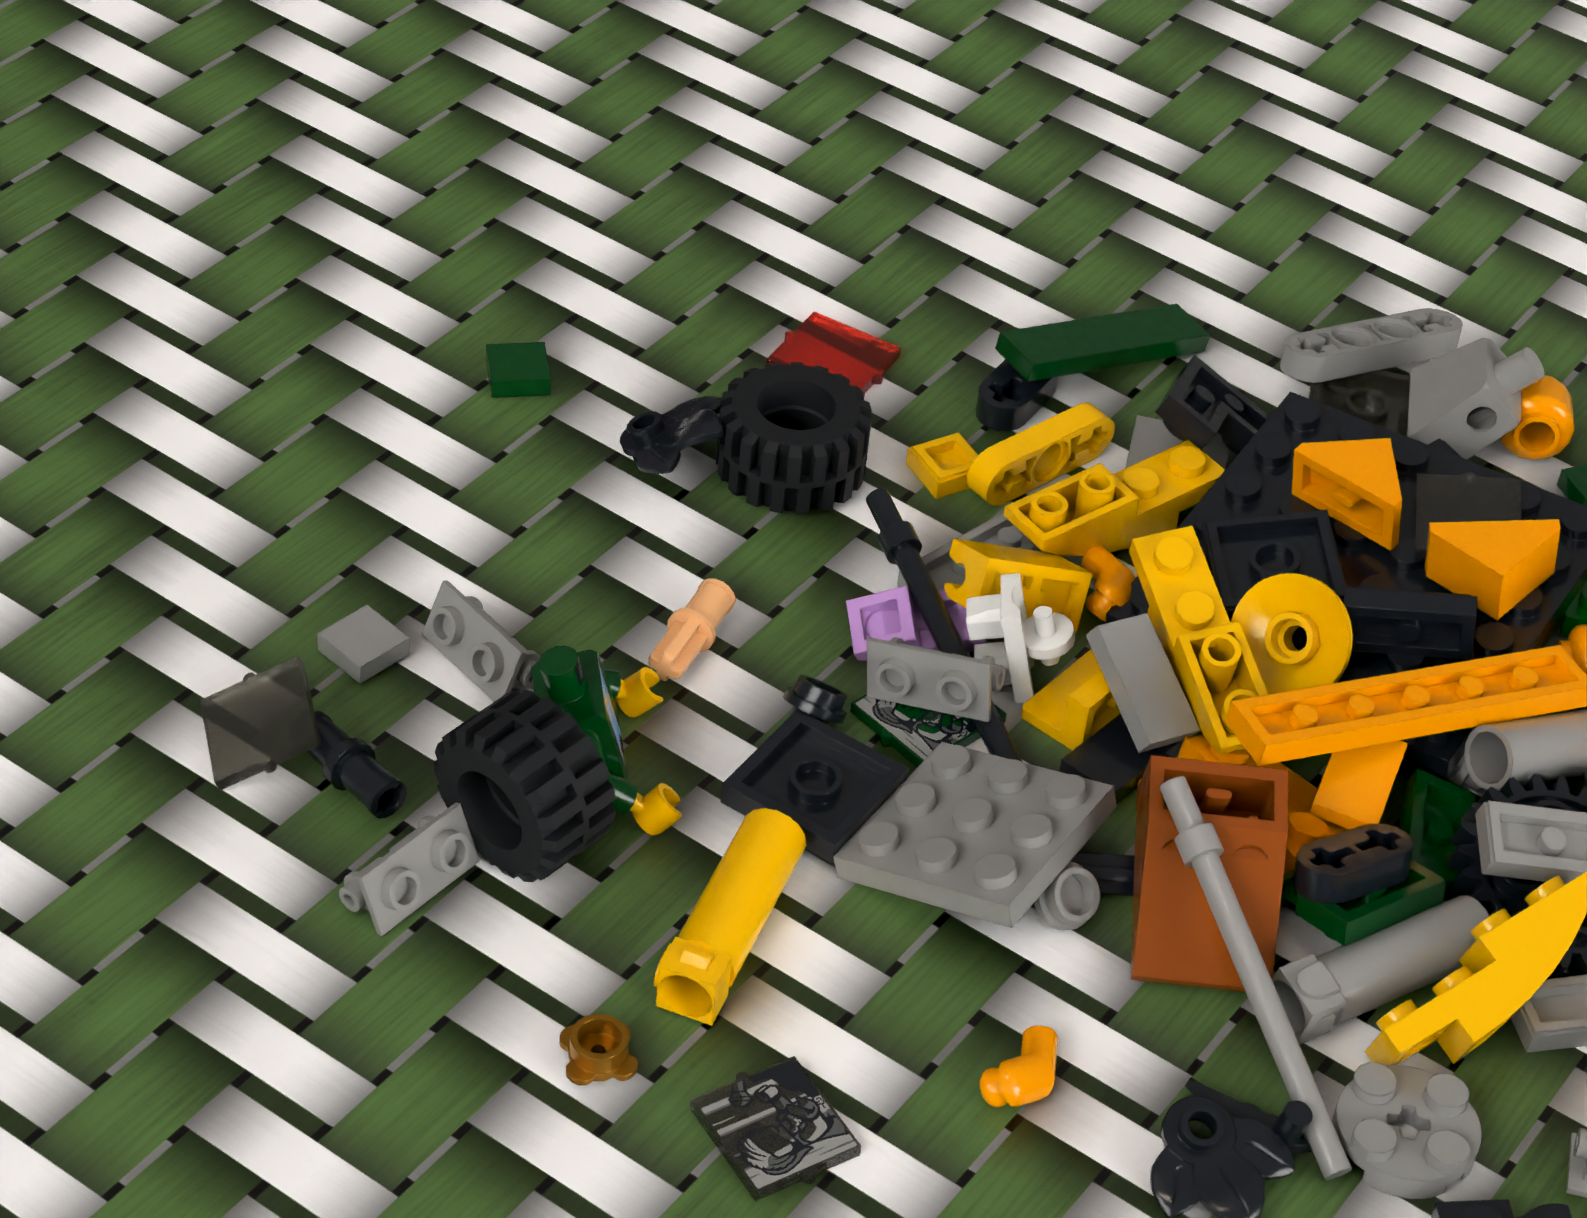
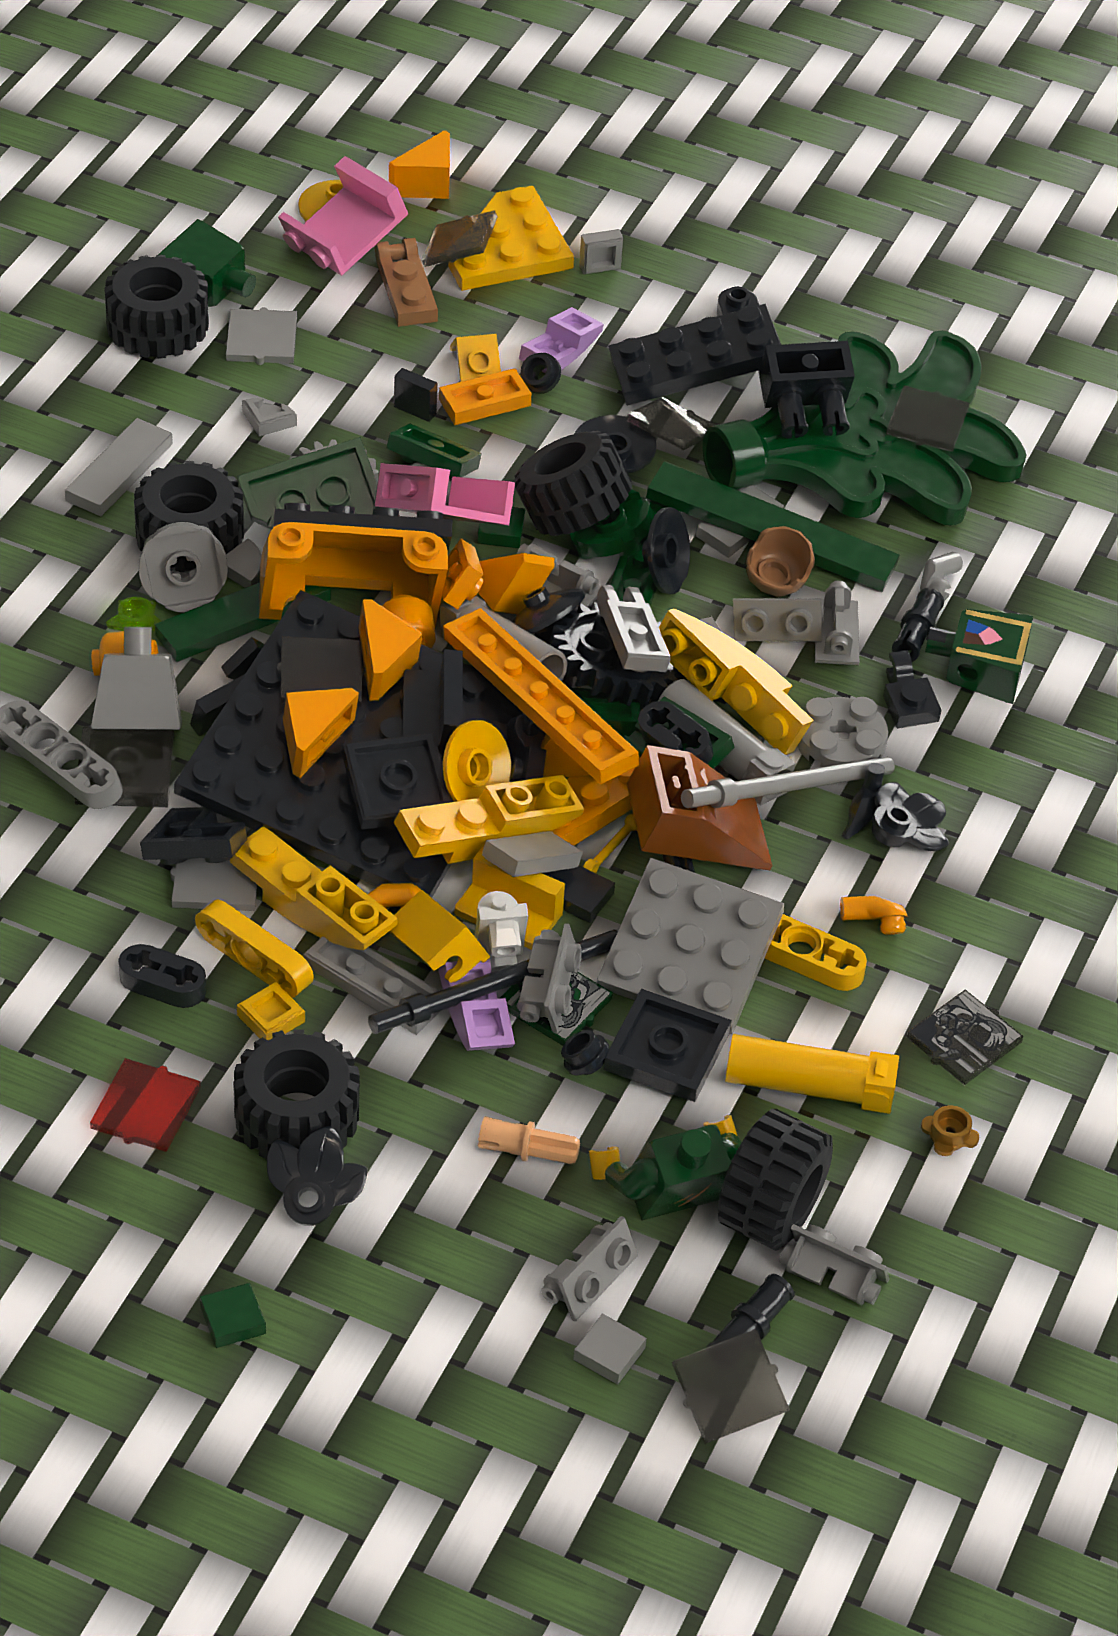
camera: 100 degrees left, 5 degrees up
(961, 997) = (810, 965): none -> yellow beam
(1101, 342) = (102, 917): dark green tile -> none

